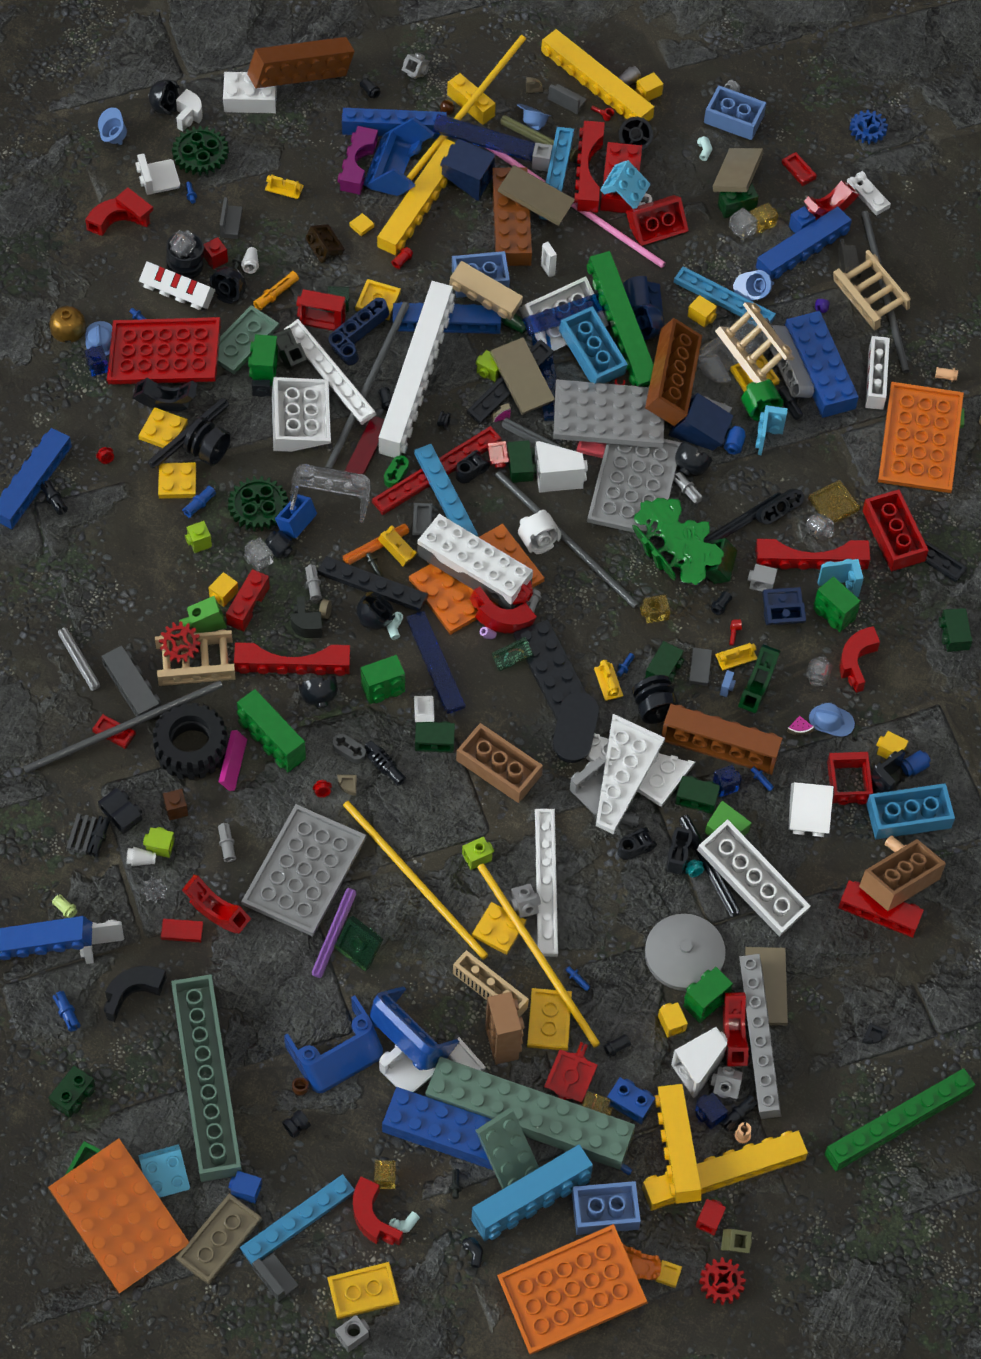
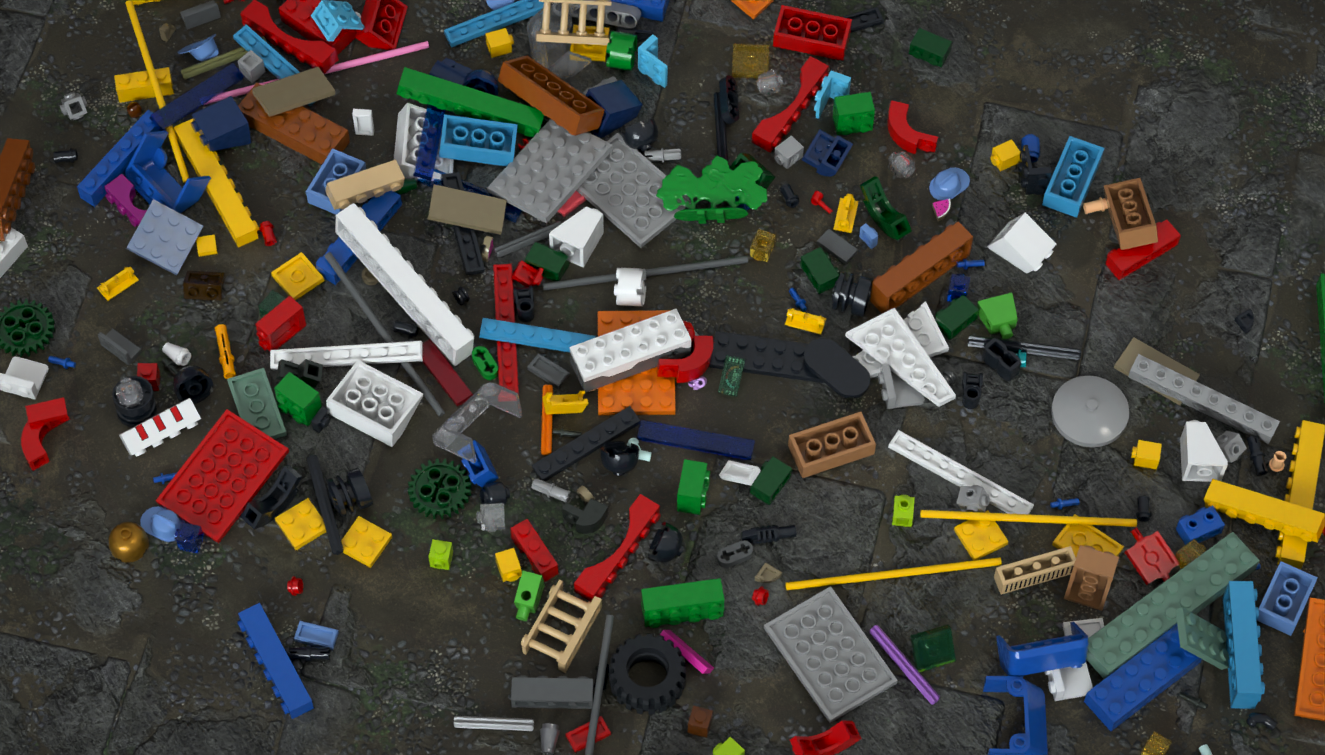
camera: 55 degrees left, 0 degrees up
(73, 494) = (316, 635): none -> medium blue tile
(90, 704) = (549, 737): none -> flat silver cone
(168, 636) = (549, 634): red gear -> none
(199, 501) = (402, 535): blue pin -> none
(226, 842) = (762, 701): light grey axle -> none
(343, 190) = (164, 237): none -> sand blue plate
(356, 322) = (321, 305): dark blue beam -> none
(487, 367) = (432, 231): lime brick -> none
(707, 994) = (1145, 414): green brick -> none
(710, 1110) = (1244, 473): clear blue brick -> none
(734, 1029) = (1179, 412): red arch -> none
(735, 440) = (643, 93): blue brick -> none
(753, 877) = (1065, 319): white brick -> none
(850, 760) = (1017, 187): red window -> none

